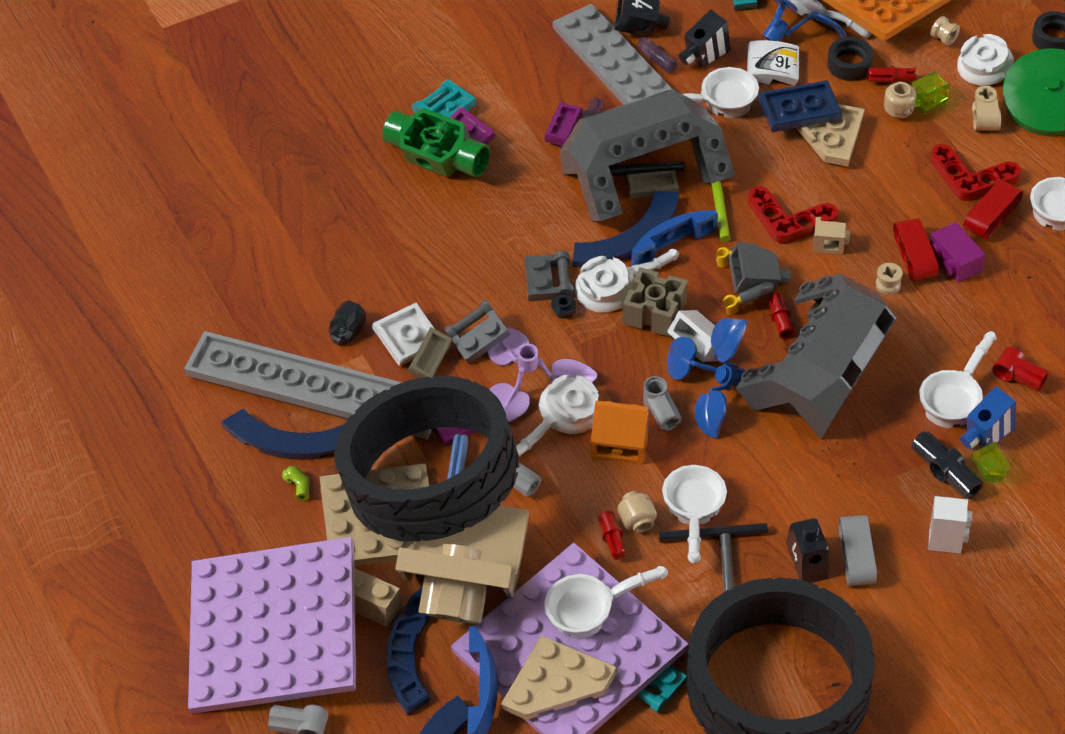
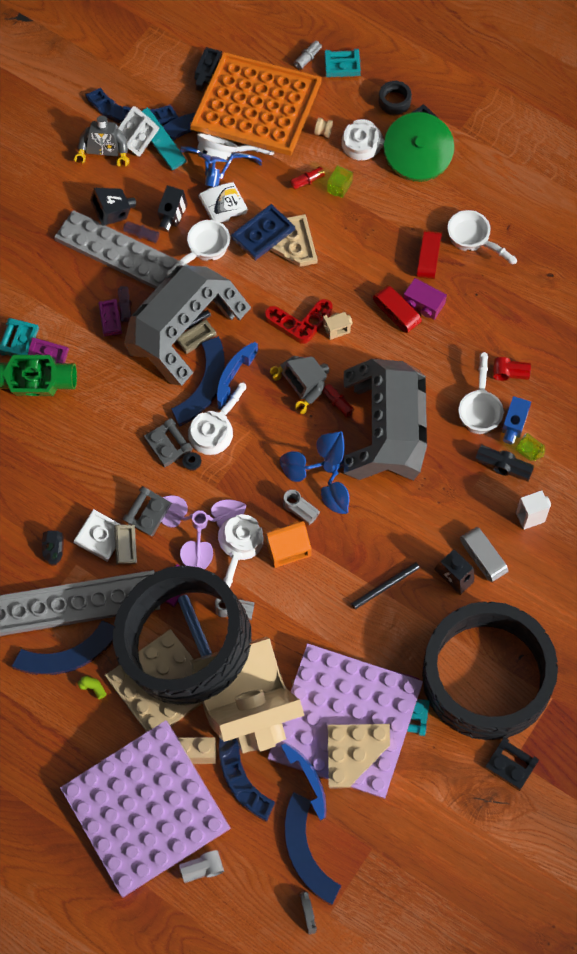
camera: 30 degrees left, 15 degrees up
(582, 602) = (343, 690): white piece -> none
(612, 534) = (323, 621): red axle -> none
(637, 512) = (331, 597): tan head -> none
(654, 301) = (261, 439): dark tan brick -> none
(694, 497) = (361, 566): white piece -> none
(696, 327) = (296, 440): white brick -> none
(721, 210) = (252, 335): lime bar -> none
(726, 559) = (410, 609): flat silver bar -> none
(854, 46) = (273, 165): black tyre -> none
(889, 278) = (392, 344): tan wheel -> none
(899, 100) = (325, 197): tan head -> none
(965, 181) = (399, 238): red beam -> none
(986, 110) = (384, 179): tan piece -> none

